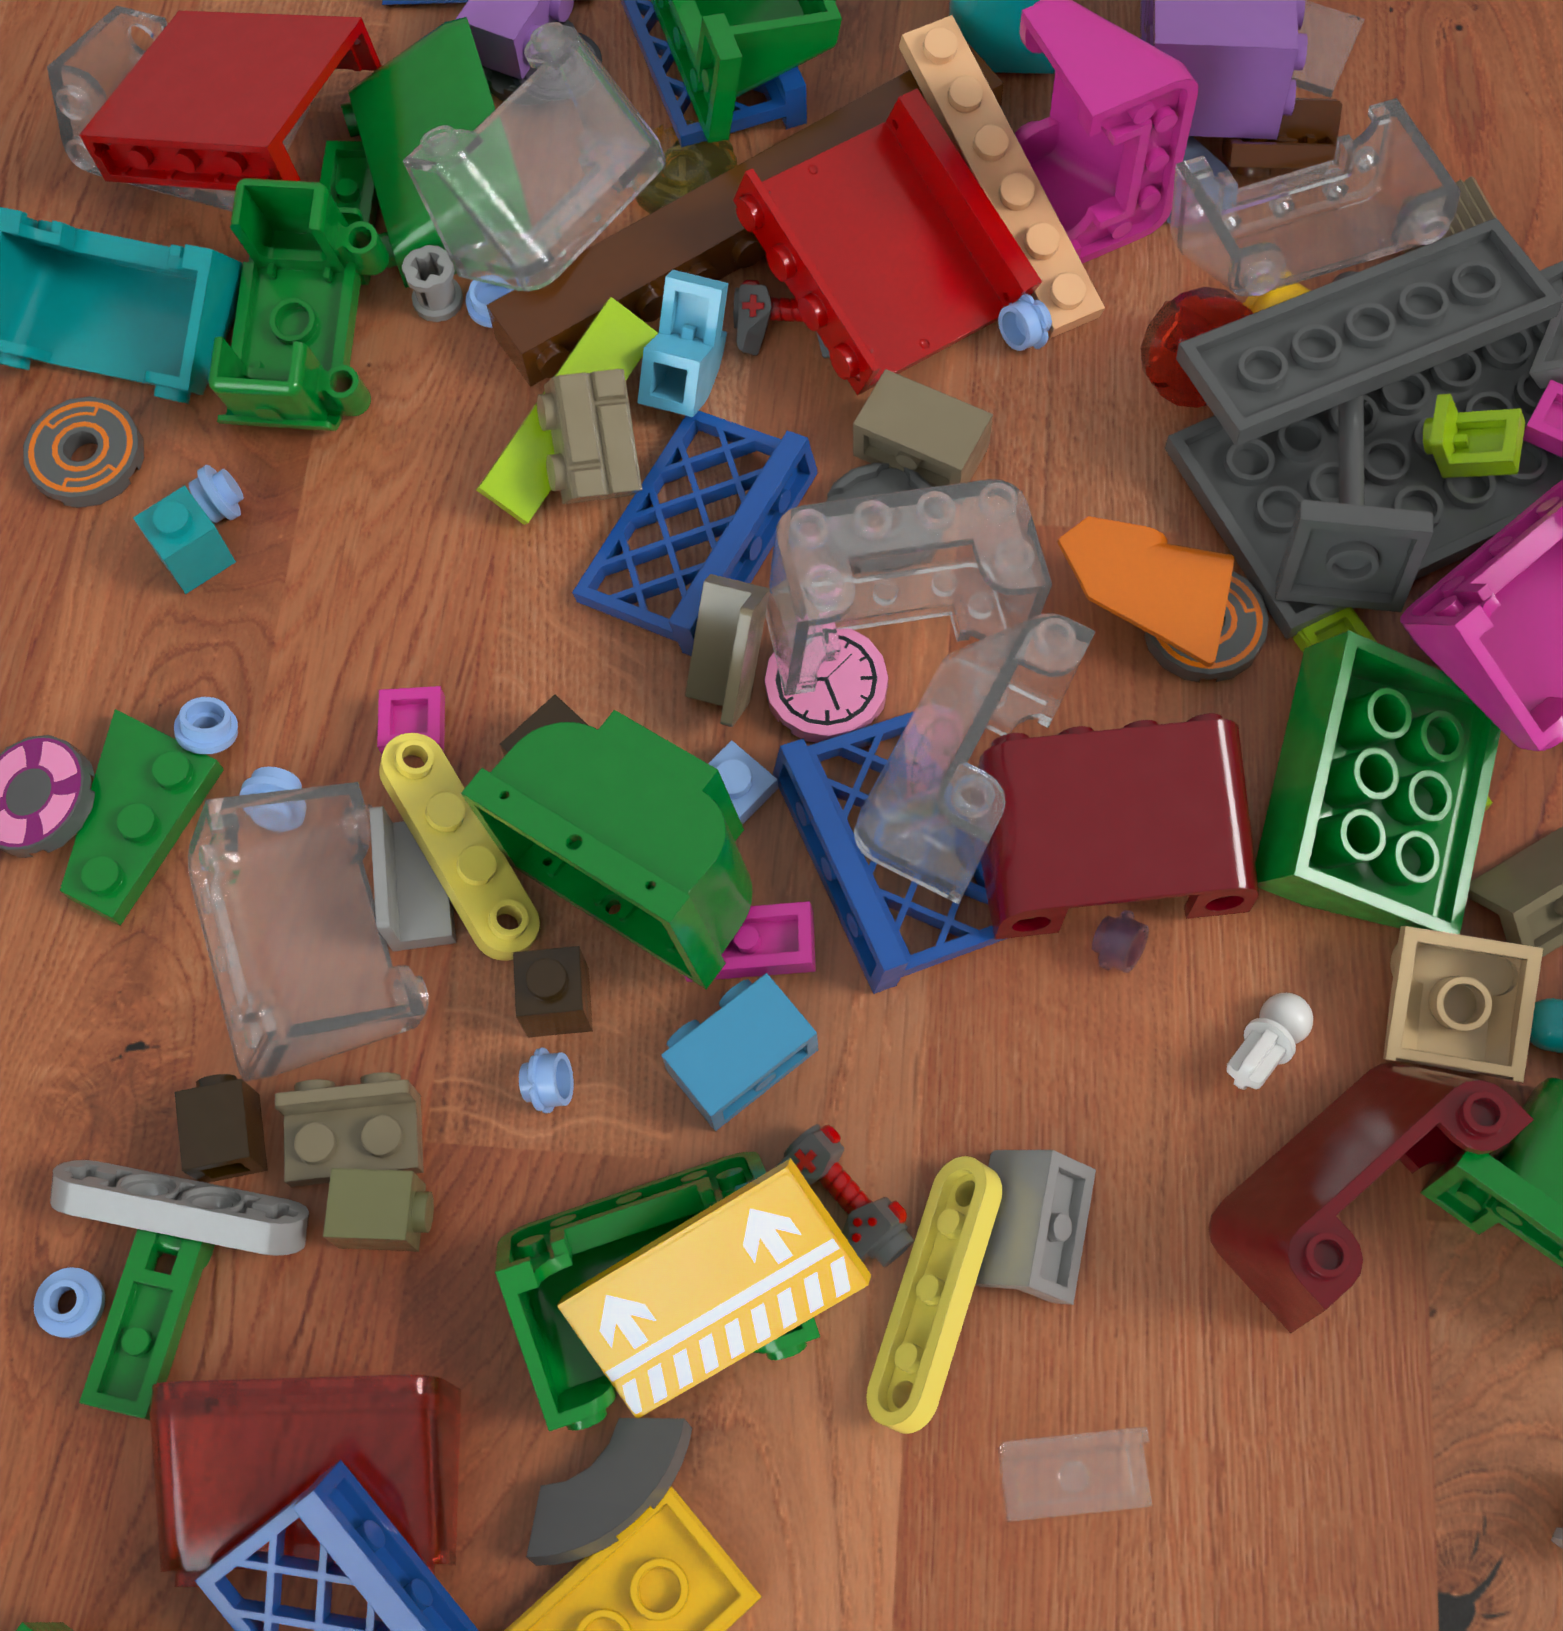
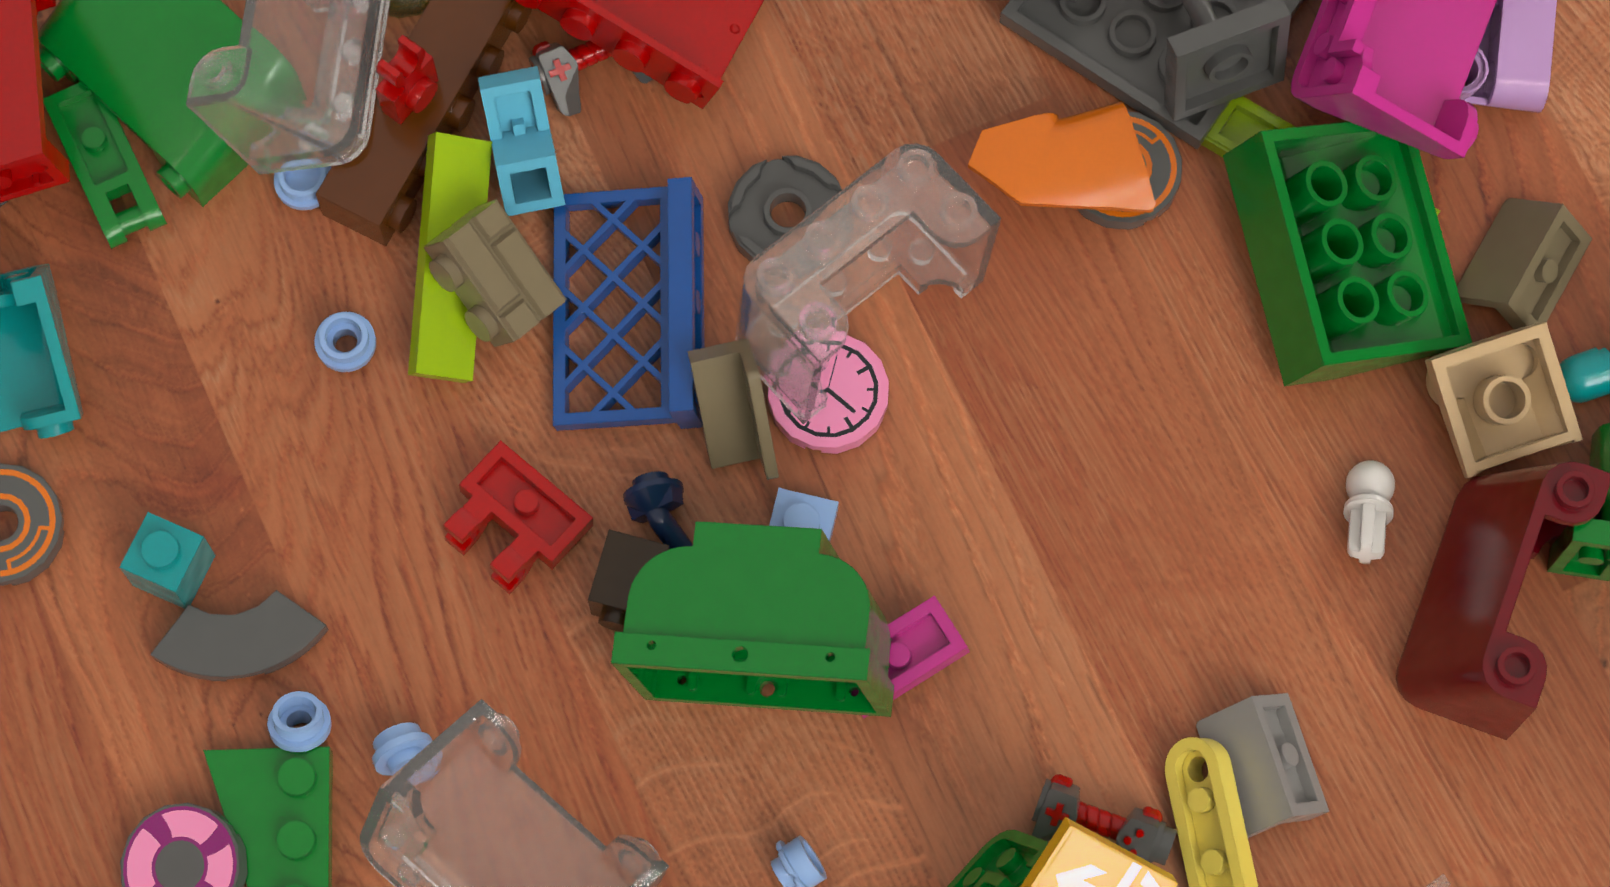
camera: 35 degrees left, 5 degrees up
(206, 640) = (239, 644): none -> dark grey tile
(216, 493) = (165, 500): light blue plate -> none
(295, 308) = (133, 291): green container -> none
(408, 896) = (577, 758): light grey panel -> none
(411, 711) = (484, 619): dark pink plate -> none
(430, 275) = (222, 189): light grey bush -> none
(440, 428) = (341, 325): none -> light blue plate
(458, 846) = (599, 707): light yellow plate -> none
(506, 644) = (524, 505): none -> red plate
(552, 991) = (762, 788): dark brown brick -> none
(609, 239) = (407, 82): none -> red plate
(616, 690) = (652, 501): none -> dark blue plate
(739, 1049) = (946, 753): dark azure brick -> none
(844, 870) = (941, 550): blue fence -> none
(921, 431) = (782, 117): dark tan panel -> none
(929, 805) = (984, 455): clear windscreen -> none
(1118, 822) = (1149, 397): dark red windscreen -> none
(1120, 941) = (1204, 491): plate -> none

